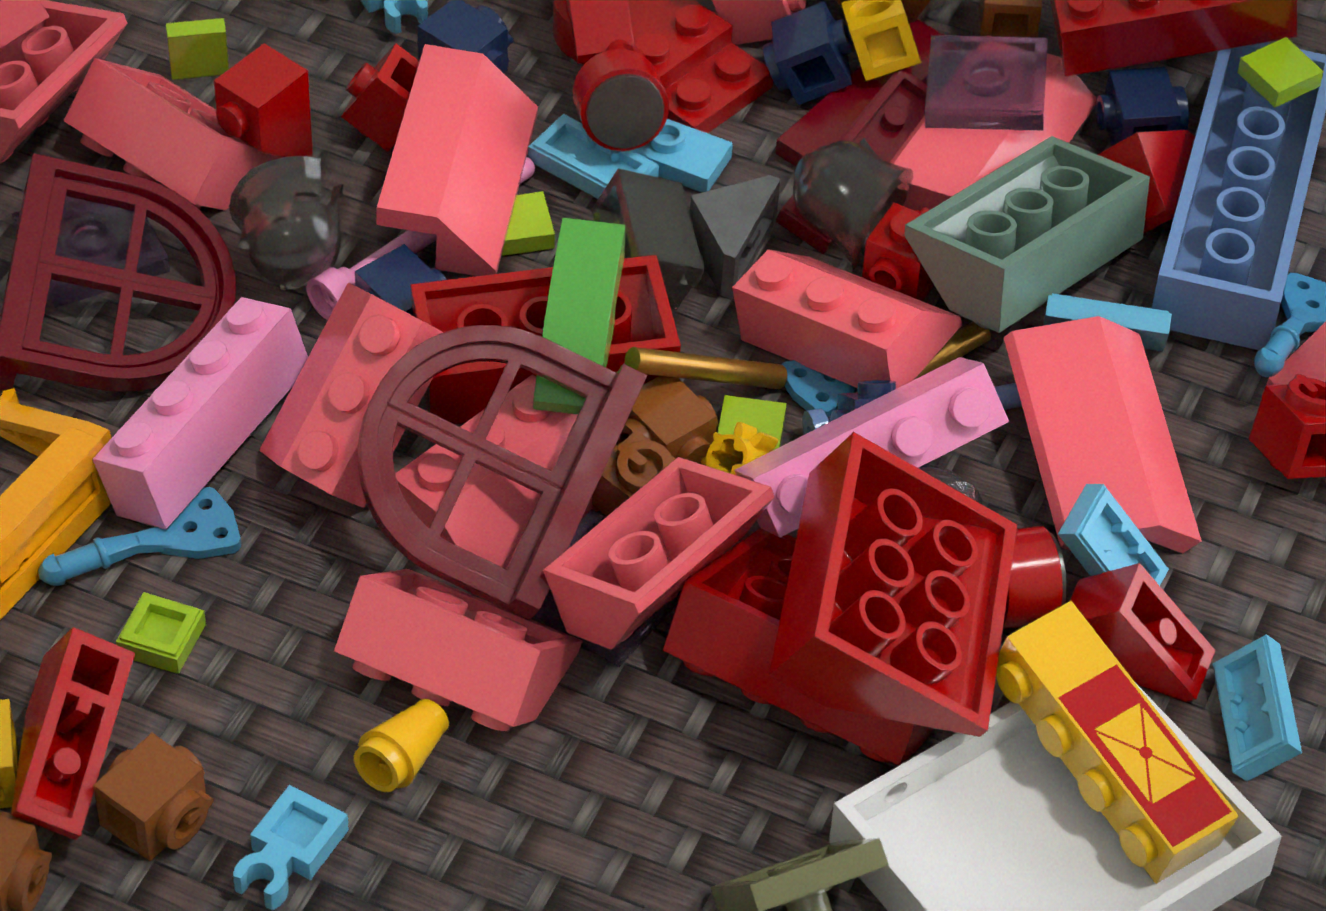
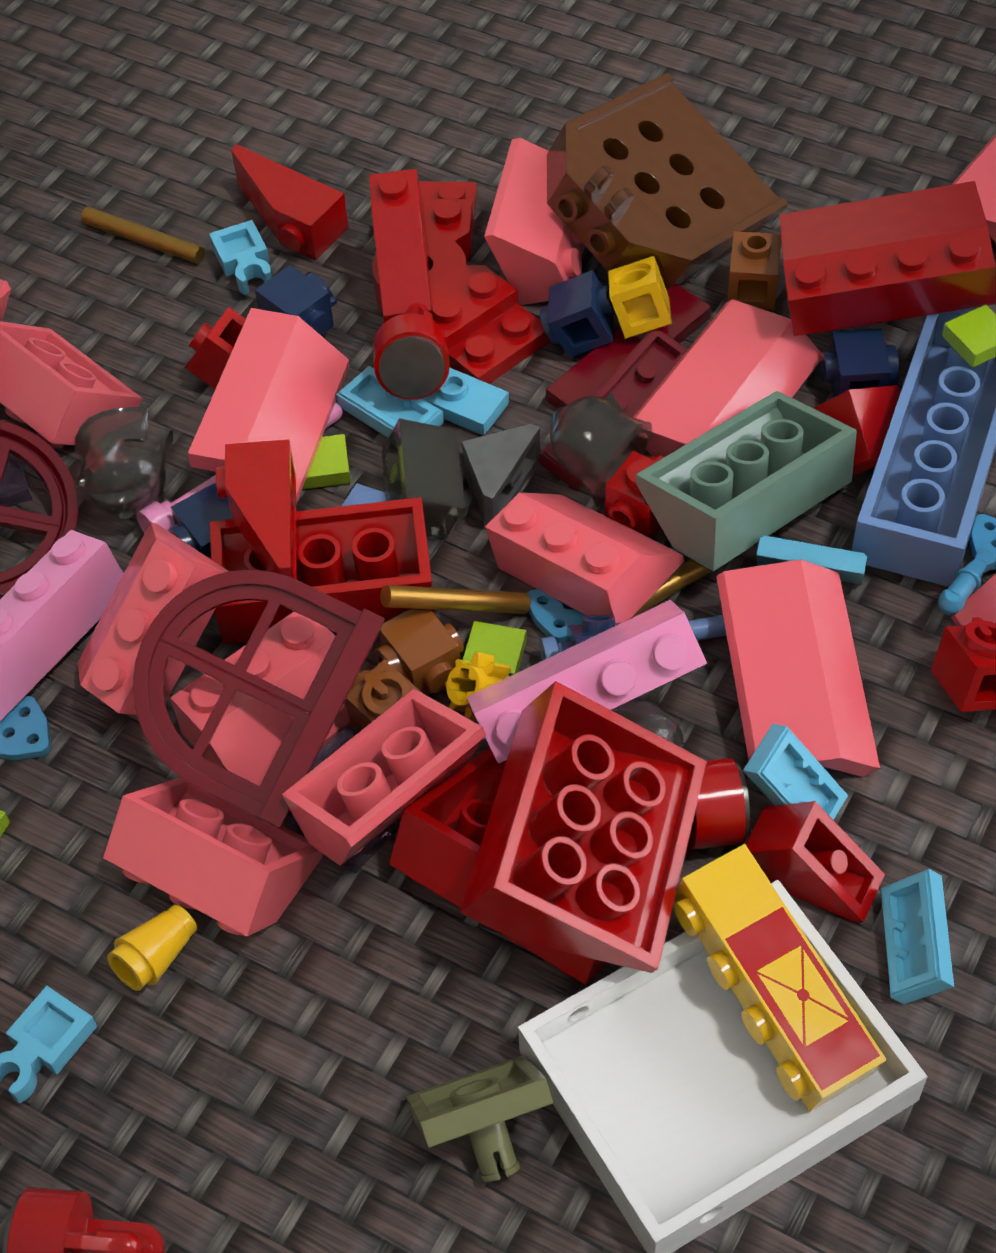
camera: 10 degrees right, 5 degrees up
(197, 48) = (79, 307): lime tile -> none
(266, 103) = (116, 360): red slope -> none
(475, 254) = (262, 500): none -> red slope
(581, 301) = (345, 544): bright green slope -> none
(986, 83) = (725, 342): clear purple tile -> none

